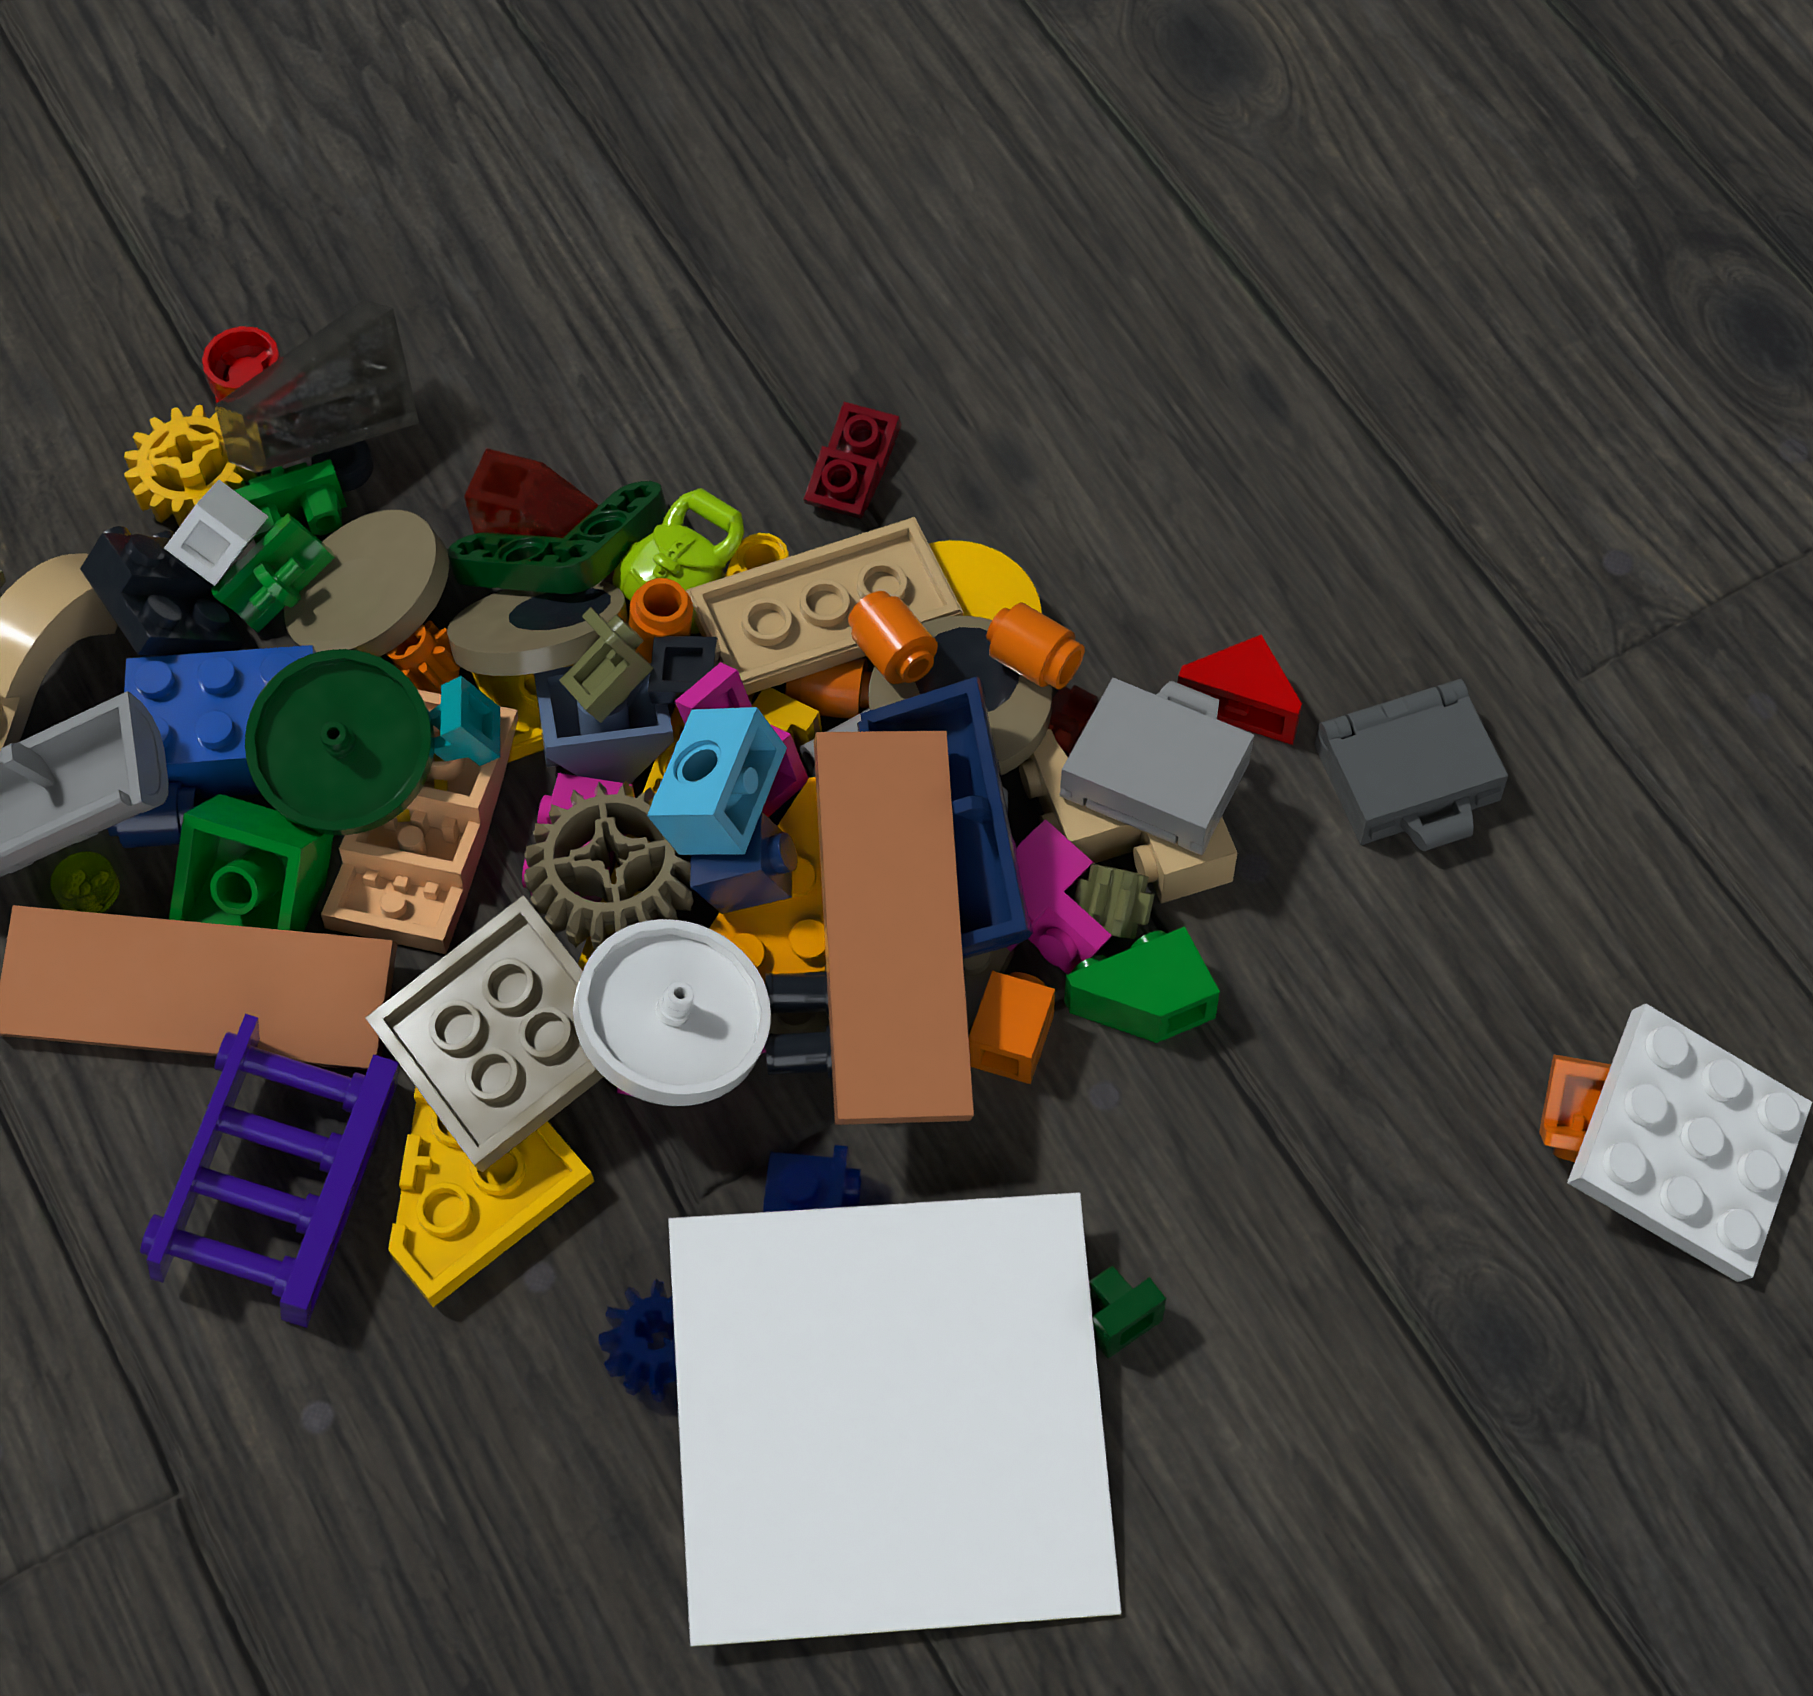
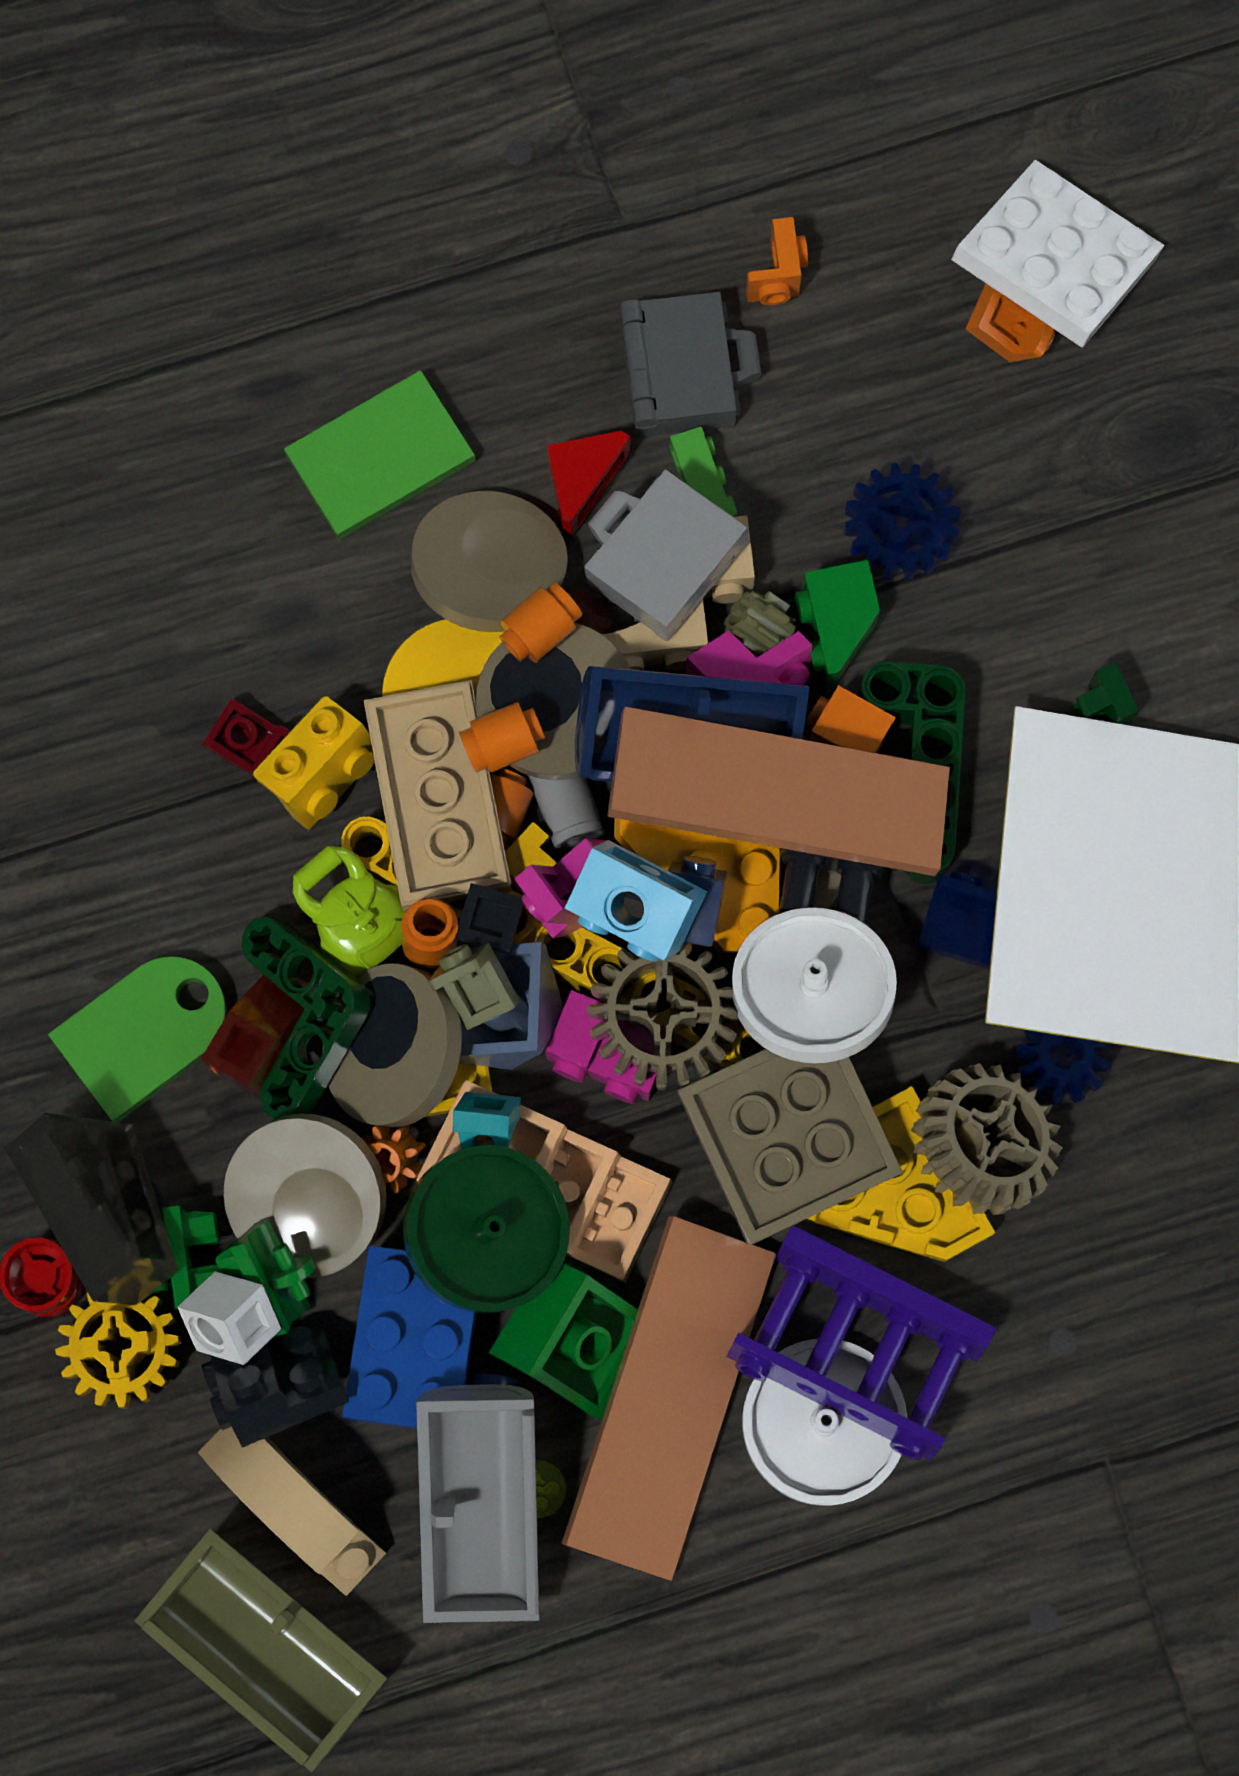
camera: 80 degrees left, 15 degrees up
(147, 1145) = (811, 1448): none -> white piece
(523, 411) = (139, 1035): none -> bright green tile
(592, 1276) = (959, 1146): none -> dark tan gear
(836, 496) = (317, 762): none -> yellow bracket
(982, 1141) = (926, 723): none -> dark green beam
(1124, 606) = (485, 557): none -> dark tan piece
(1214, 499) = (379, 455): none -> bright green tile
(1281, 814) = (697, 469): none -> bright green piece
(1315, 1025) = (922, 524): none -> clear blue gear
(1572, 847) = (788, 256): none -> orange bracket

